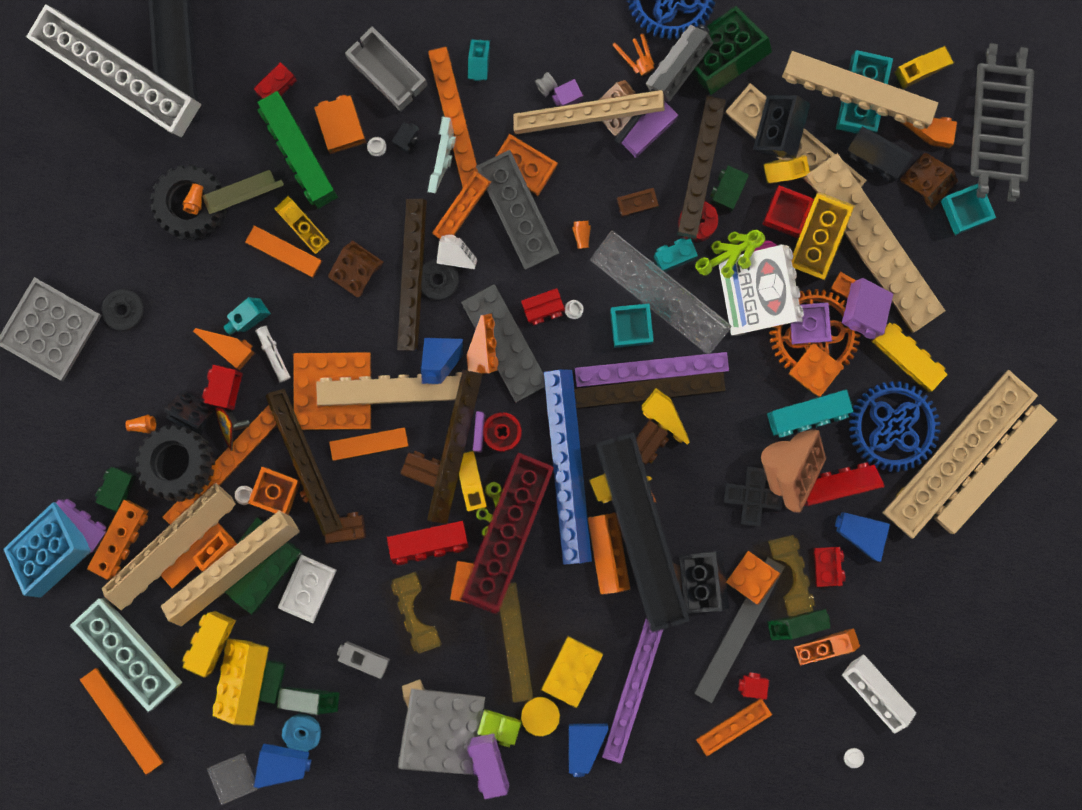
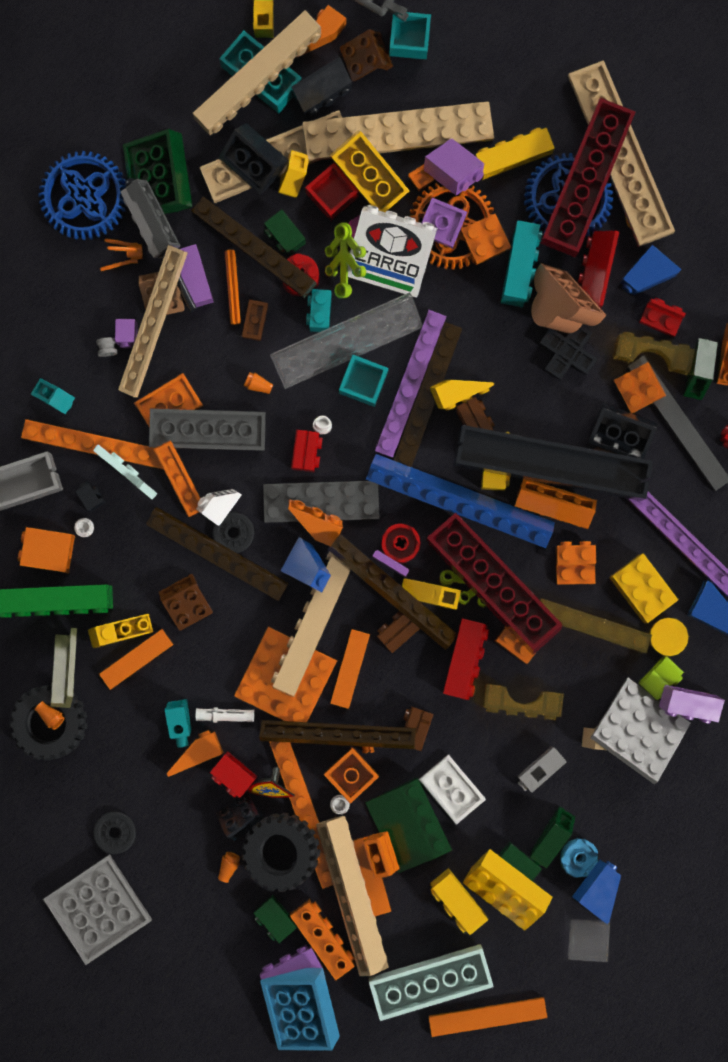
camera: 70 degrees left, 0 degrees up
(230, 568) = (401, 849): tan brick -> none
(564, 599) = (575, 563): none -> orange plate
(657, 167) = (232, 283): none -> orange axle
(919, 433) = (587, 177): none -> dark red brick
(995, 468) = (648, 129): tan brick -> none

